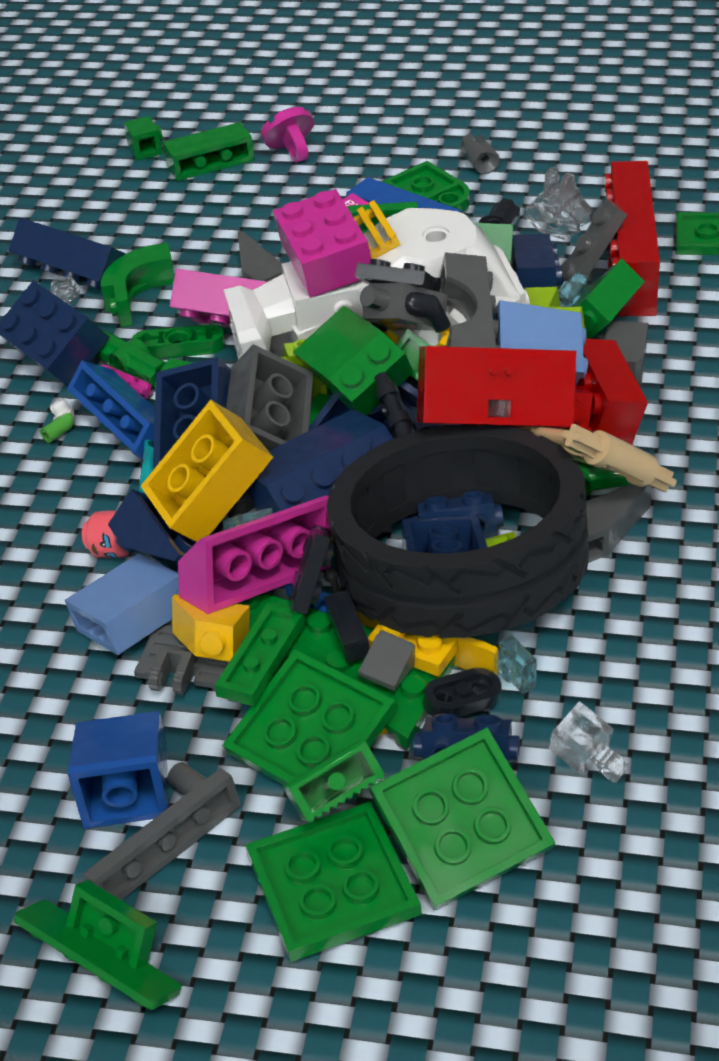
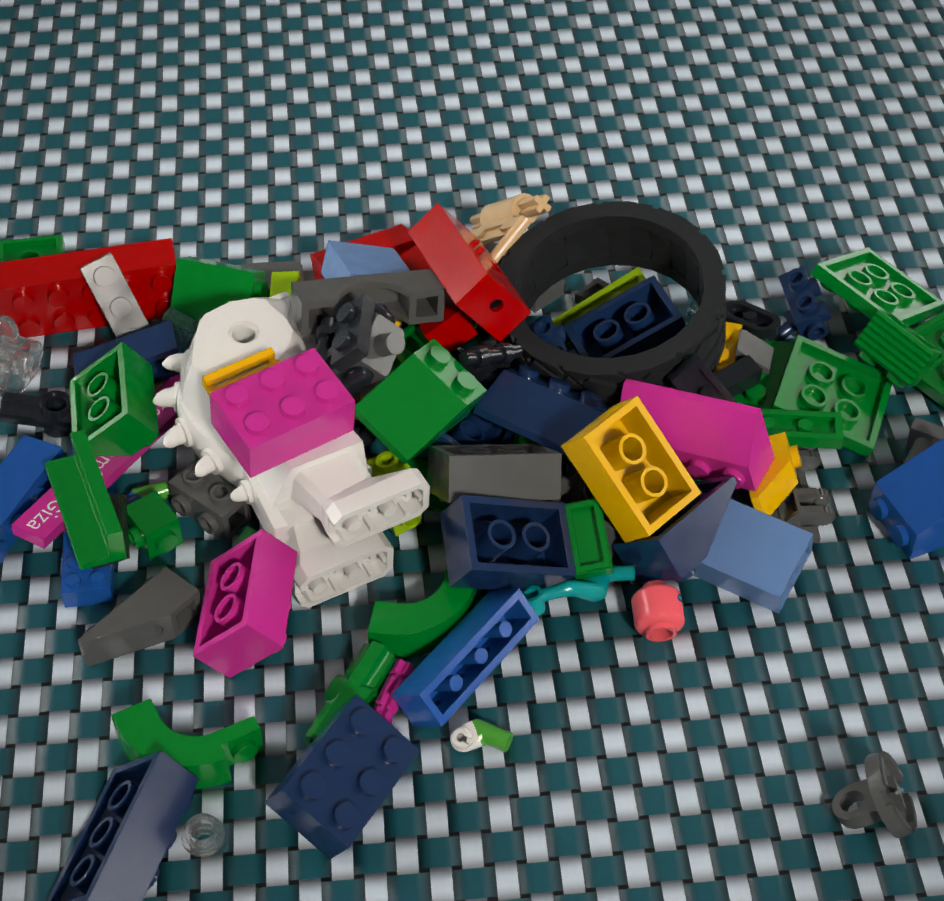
camera: 110 degrees left, 5 degrees up
(197, 341) = (296, 681): green beam -> none
(584, 740) = (771, 245): clear brick -> none

